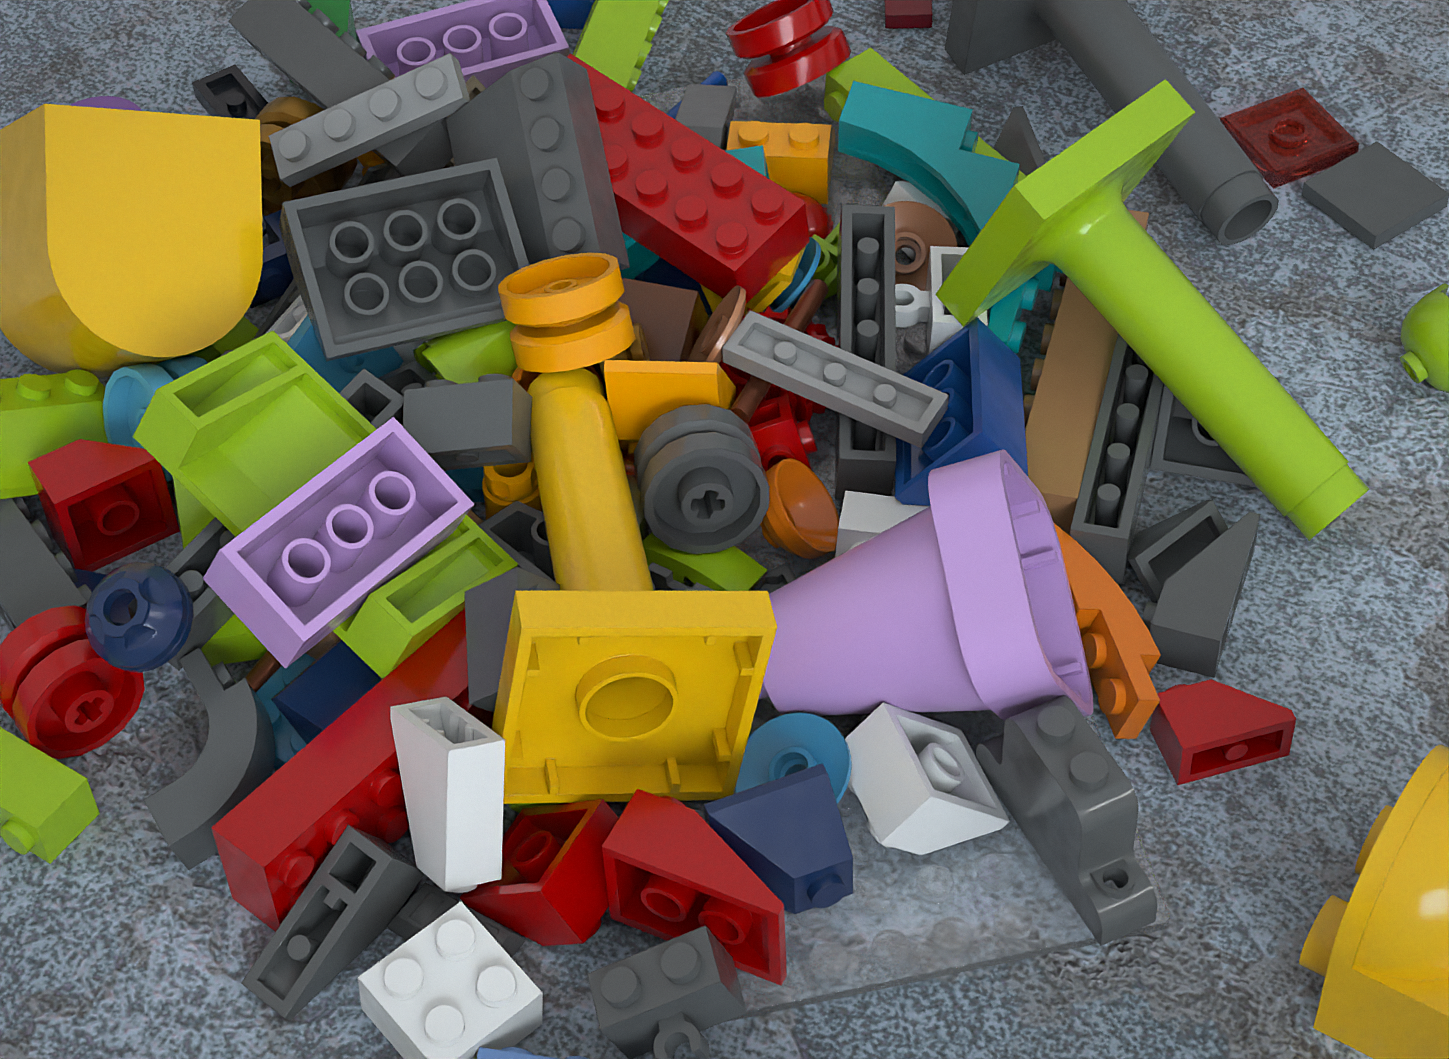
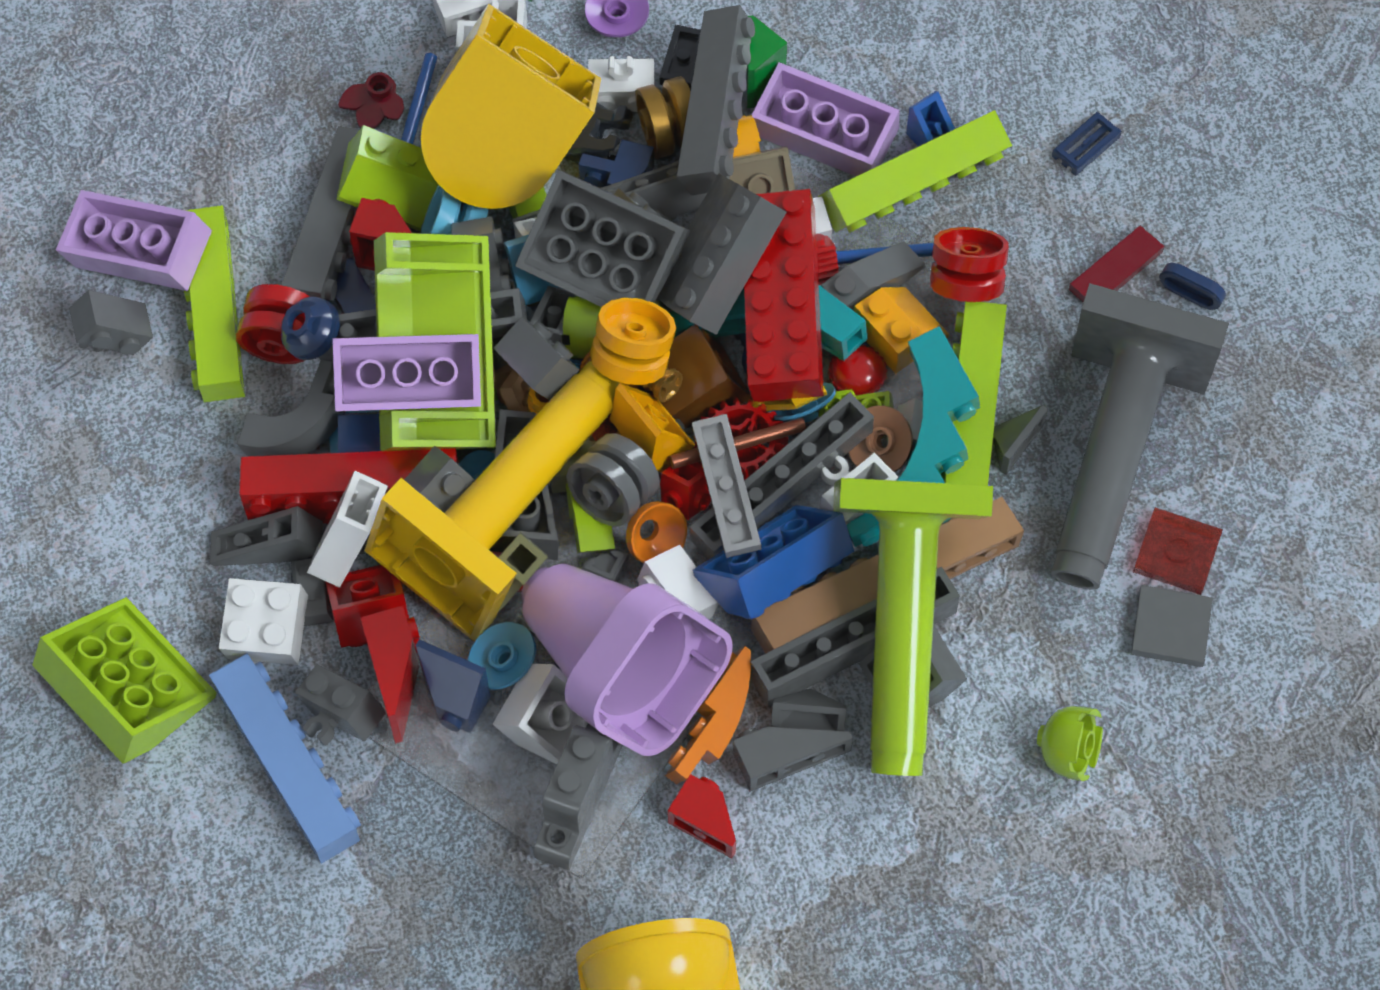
camera: 45 degrees right, 15 degrees up
(369, 120) = (688, 140): light grey plate -> none
(719, 327) = (713, 409): nougat dish -> none

